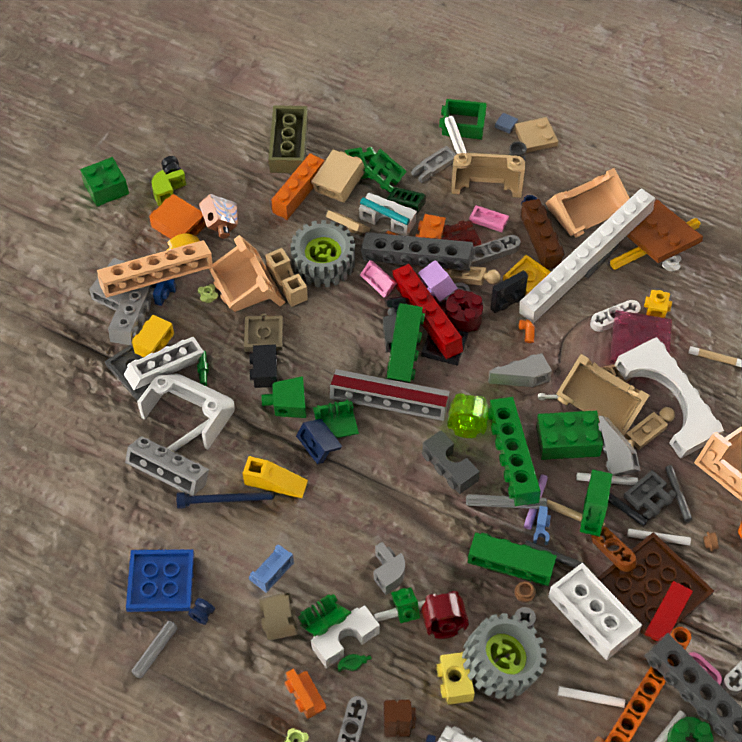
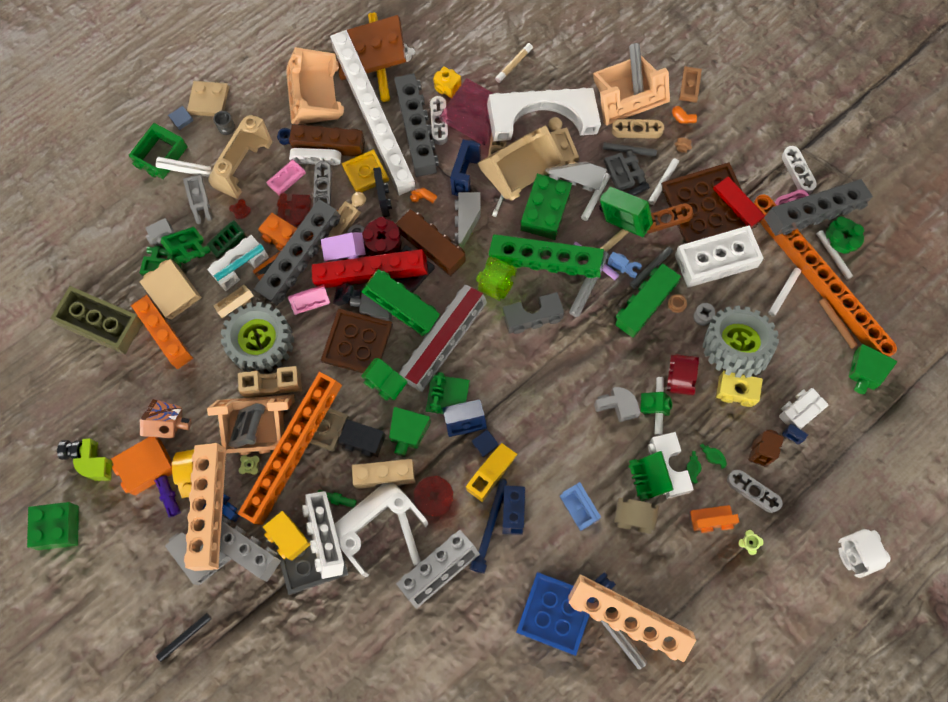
camera: 65 degrees left, 15 degrees up
(47, 305) = (183, 637): none -> black bar
(158, 246) = (167, 496): none -> dark purple pin
(180, 604) = (676, 649): none -> light nougat brick
(232, 311) = (290, 449): none -> orange brick
(234, 432) = (432, 507): none -> clear red plate
(237, 272) = (246, 426): none -> dark grey plate
(241, 396) = (376, 473): none -> tan arch
(241, 504) = (513, 510): none -> dark blue panel
(302, 466) = (485, 443): none -> dark blue tile
(326, 360) = (384, 379): none -> green brick
(354, 330) = (355, 340): none -> reddish brown plate
(374, 678) = (714, 456): none -> green piece
(390, 147) = (158, 230): none -> light grey brick
(440, 198) = (240, 214): none -> clear red plate
(480, 350) = (434, 244): none -> reddish brown brick
(521, 230) = (313, 156): none -> white beam
(569, 346) = (468, 153): none -> dark blue panel
(597, 297) = (422, 164): none -> dark grey brick
(706, 502) = (624, 123): none -> tan beam

